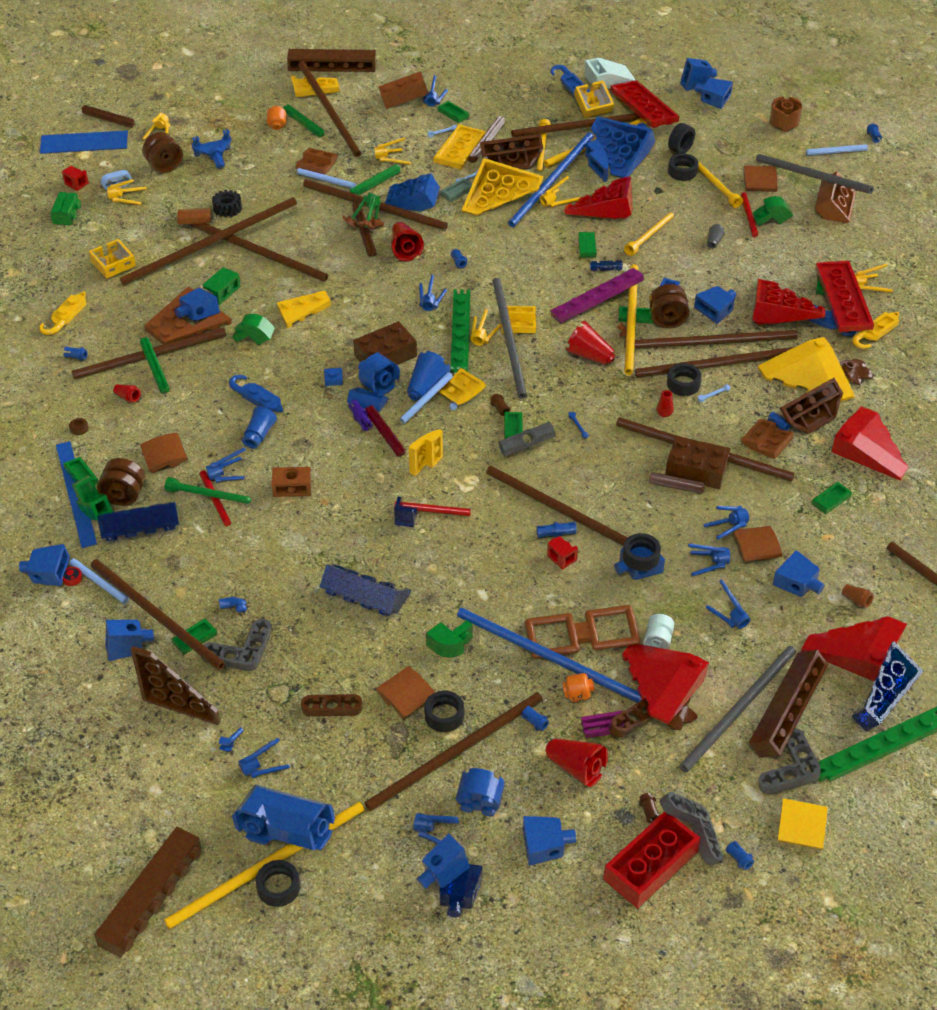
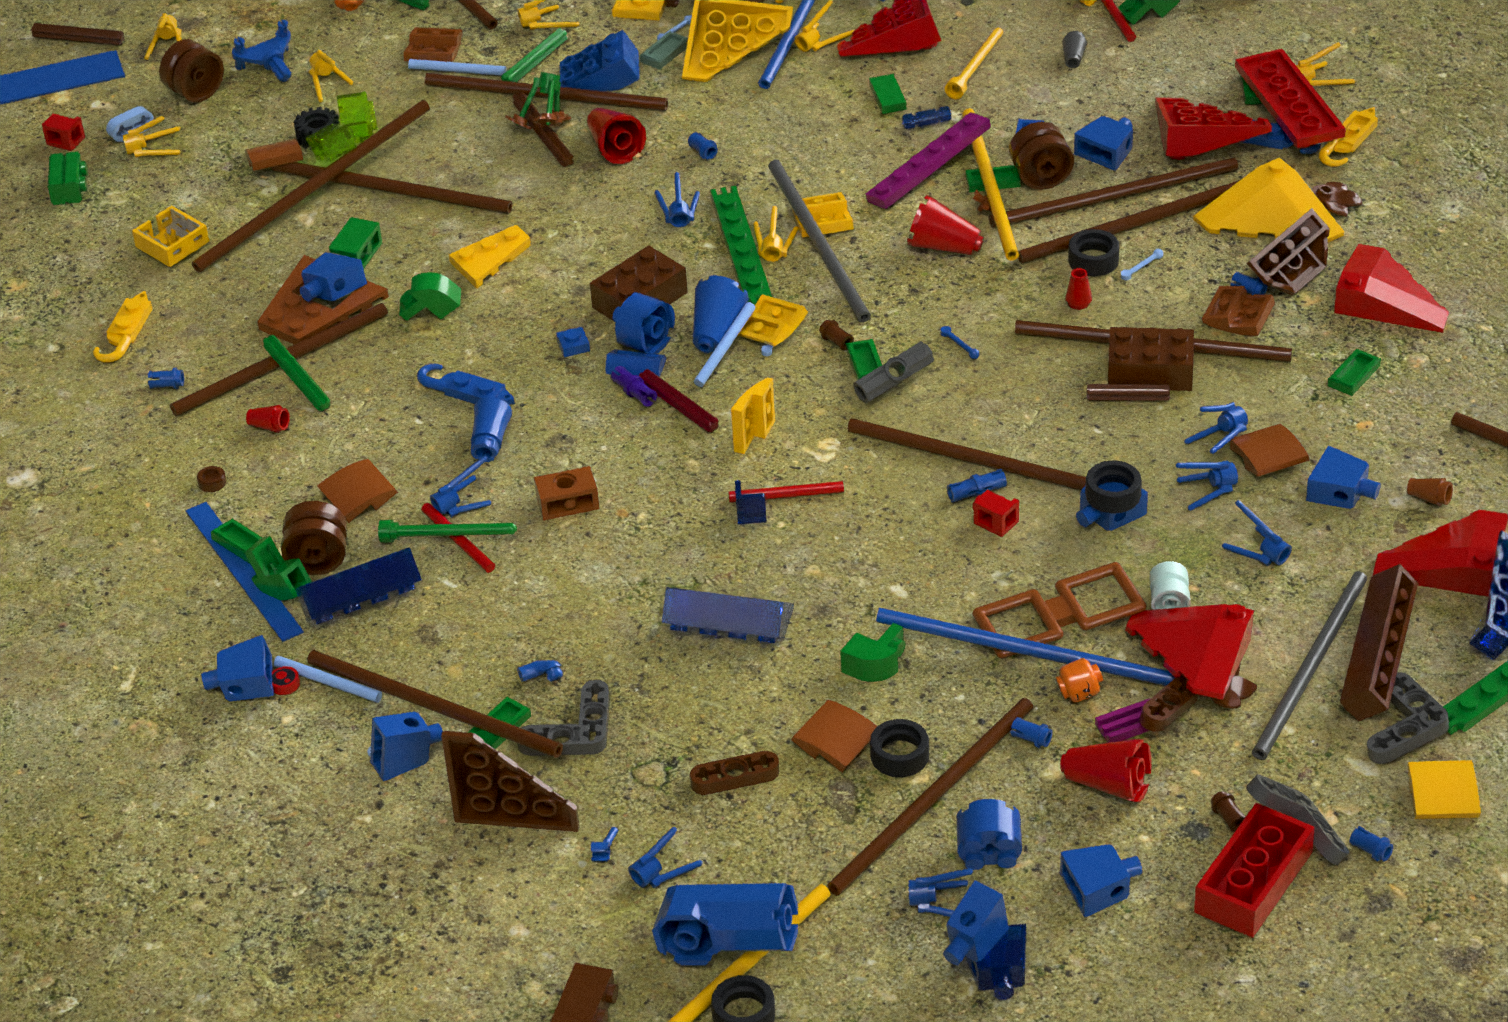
camera: 10 degrees left, 5 degrees down
(229, 214) = (332, 142): none -> clear neon green brick
(245, 163) = (323, 66): none -> yellow plant
(252, 201) = (358, 114): none -> clear neon green brick

